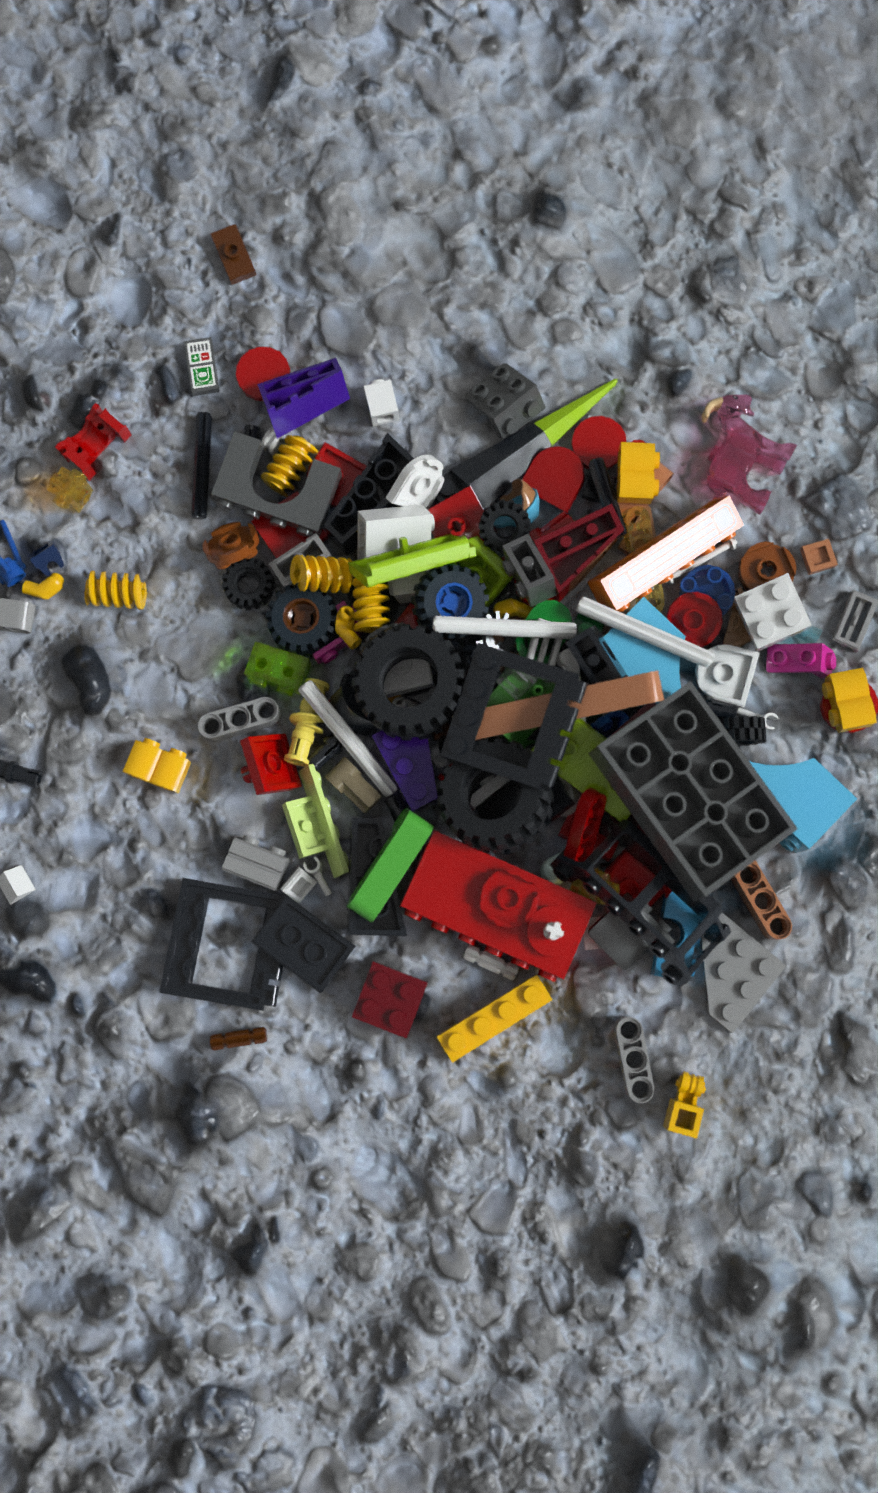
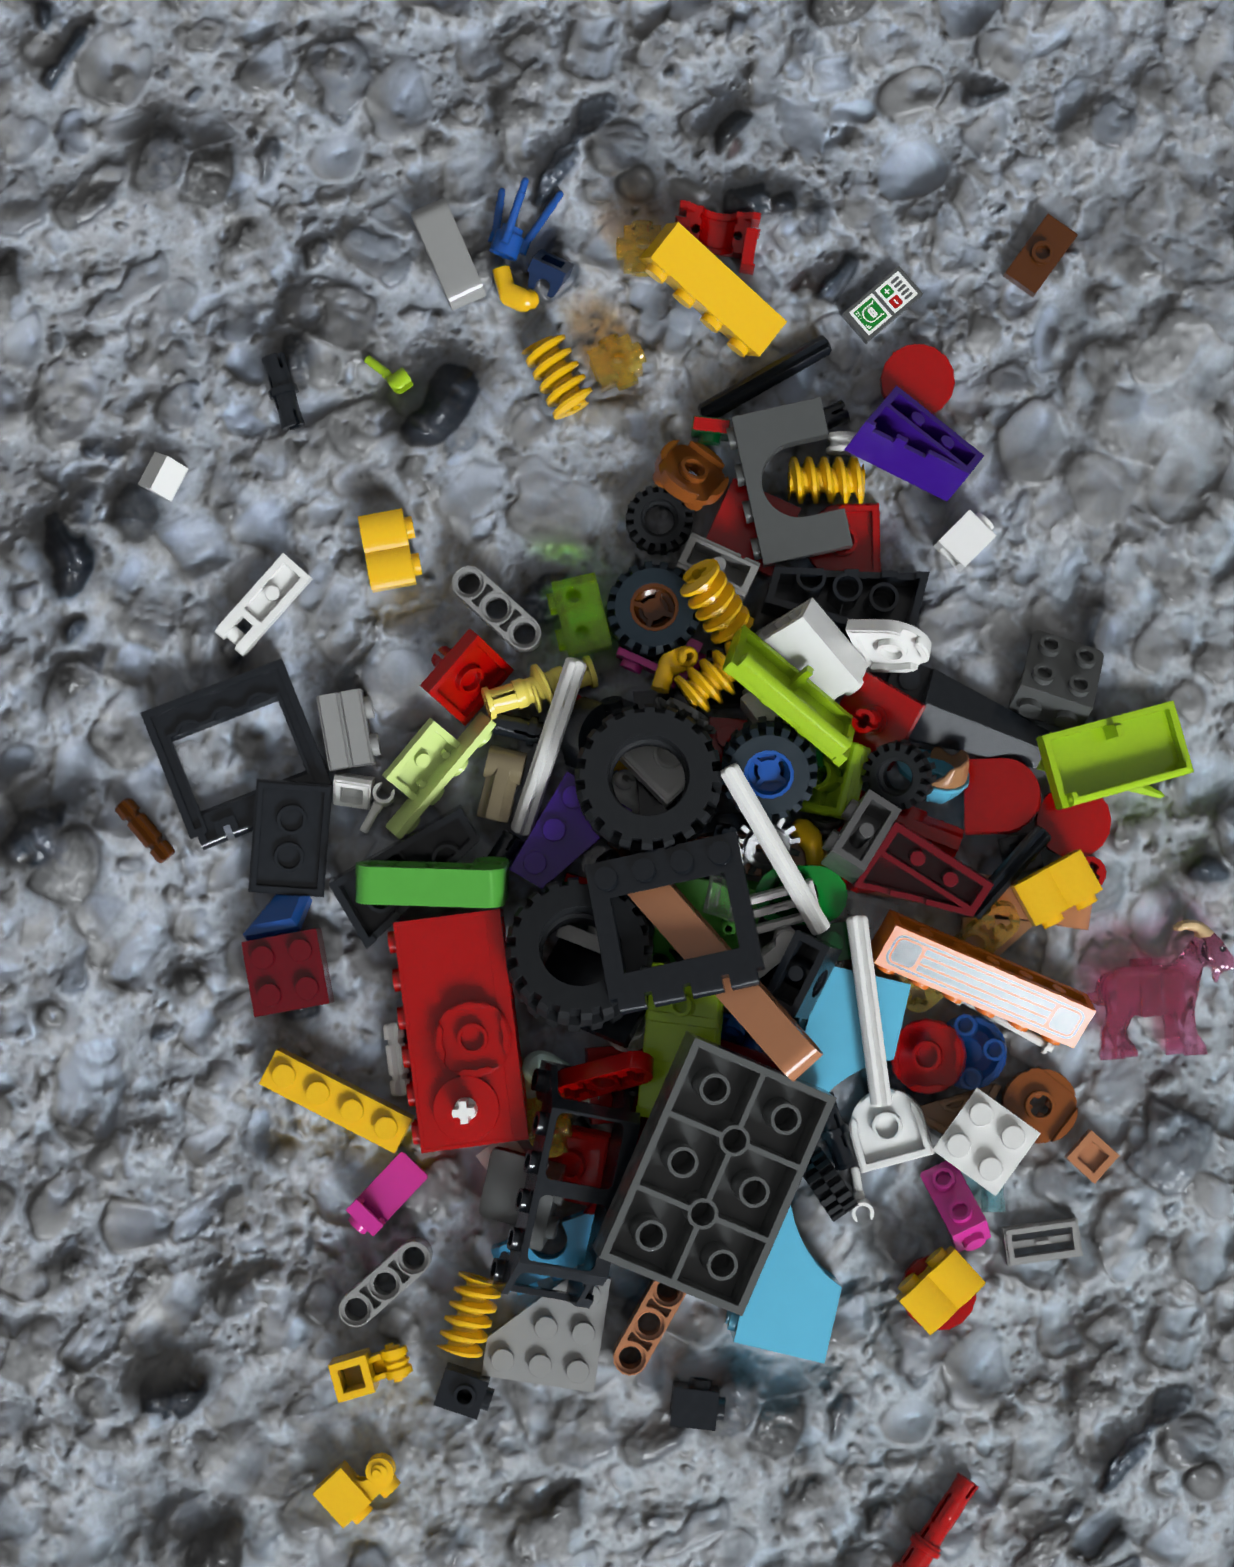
camera: 50 degrees right, 5 degrees up
(54, 694) = (398, 381): none -> lime hand
(123, 459) = (712, 290): none -> yellow brick
(130, 548) = (612, 374): none -> clear yellow brick
(140, 868) = (264, 603): none -> white plate
(211, 517) = (710, 430): none -> plate
(350, 981) = (280, 916): none -> blue piece
(573, 391) = (1114, 755): none -> lime container
(575, 1023) = (386, 1194): none -> dark pink bracket
(689, 1016) = (470, 1316): none -> yellow piece
(736, 1051) = (463, 1391): none -> black brick
(761, 1170) = (349, 1495): none -> yellow brick
(833, 903) = (696, 1404): none -> black brick

